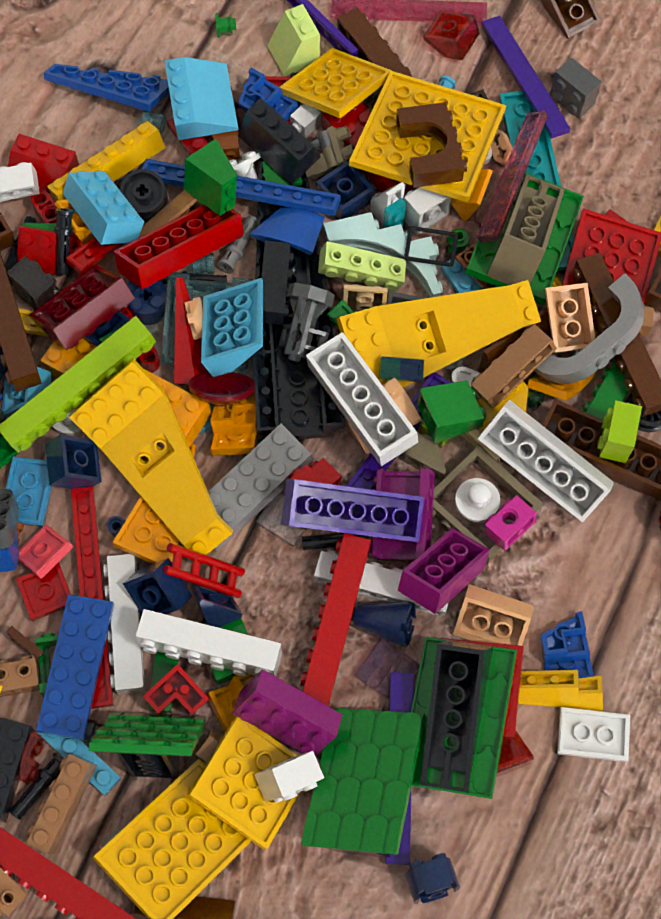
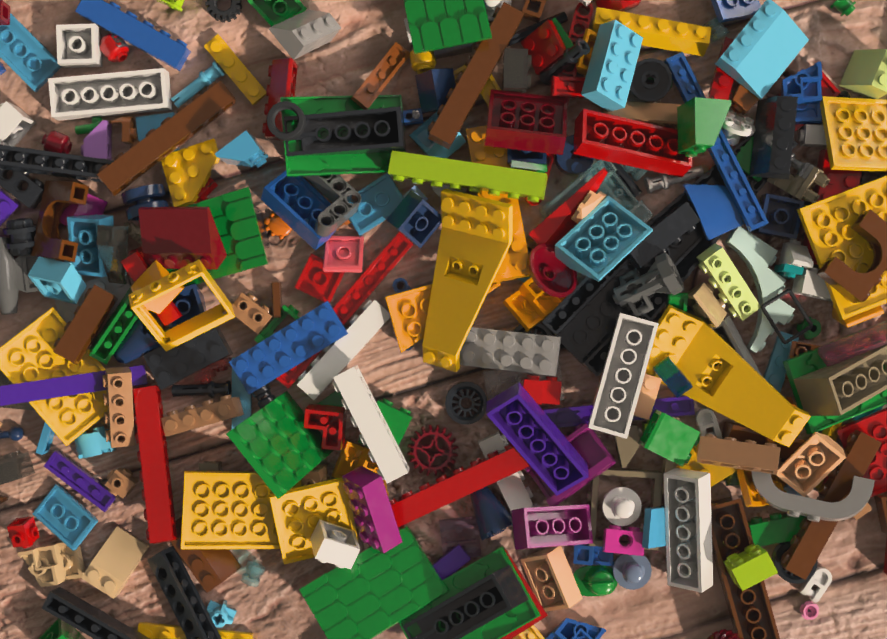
camera: 50 degrees right, 20 degrees up
(155, 590) = (380, 355): dark blue brick -> none
(193, 577) = (420, 363): red bar -> none
(216, 607) = (403, 400): dark blue slope -> none
(246, 888) = (252, 574): none -> clear light blue wheel
(266, 541) = (463, 419): none -> black wheel
(274, 607) = (441, 451): none -> dark red gear
(503, 567) = (592, 555): none -> blue slope
(519, 485) = (654, 528): none -> dark azure tile
(529, 583) = (595, 580): none -> green piece
(544, 545) = (631, 571): none -> sand blue plate

